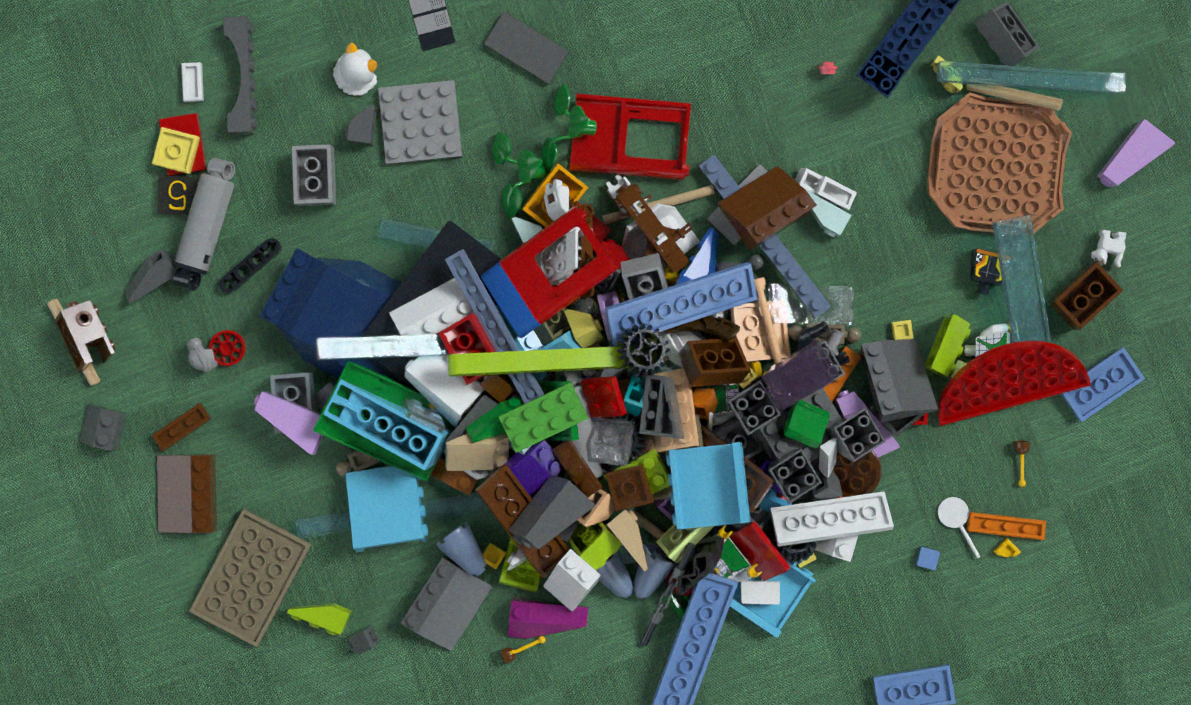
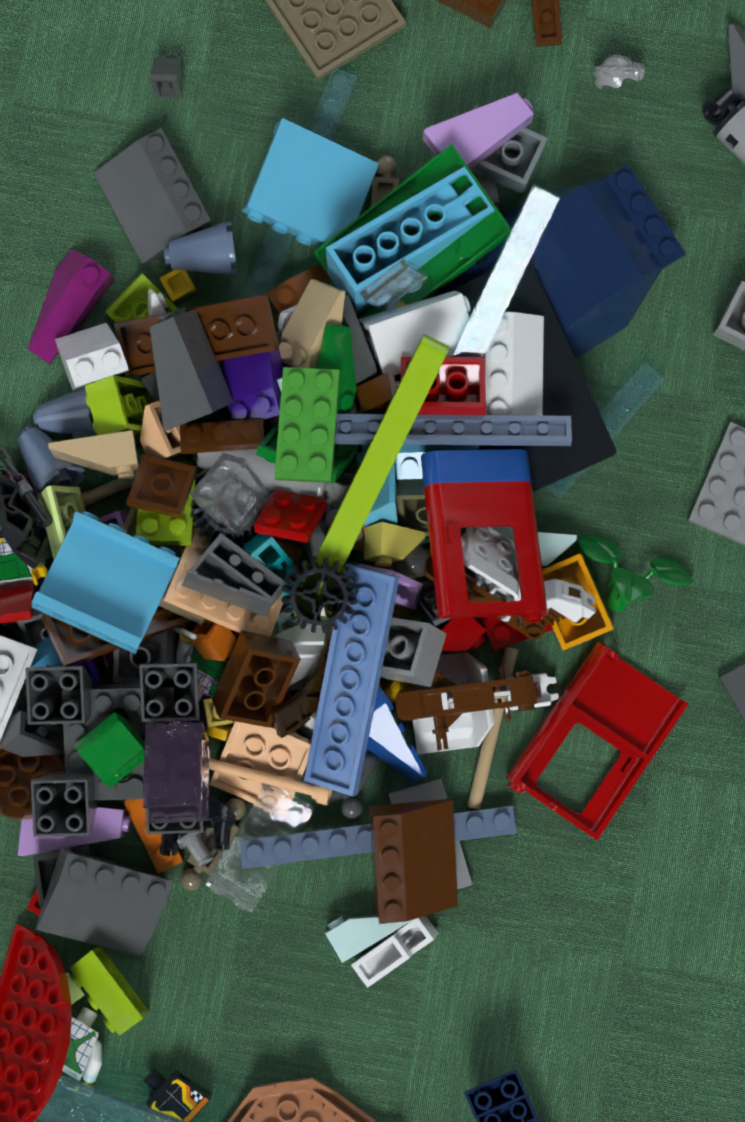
camera: 120 degrees right, 5 degrees down
(228, 347) = (610, 111): red wheel -> none
(252, 268) = (695, 192): black beam -> none
(328, 616) = (220, 50): lime slope -> none
(509, 654) = (48, 237): hinge -> none
(578, 125) = (648, 679): green plant -> none
(827, 68) = (545, 1042): coral plate -> none
(827, 457) = (57, 755): white slope -> none
(902, 330) = (162, 945): light yellow tile -> none

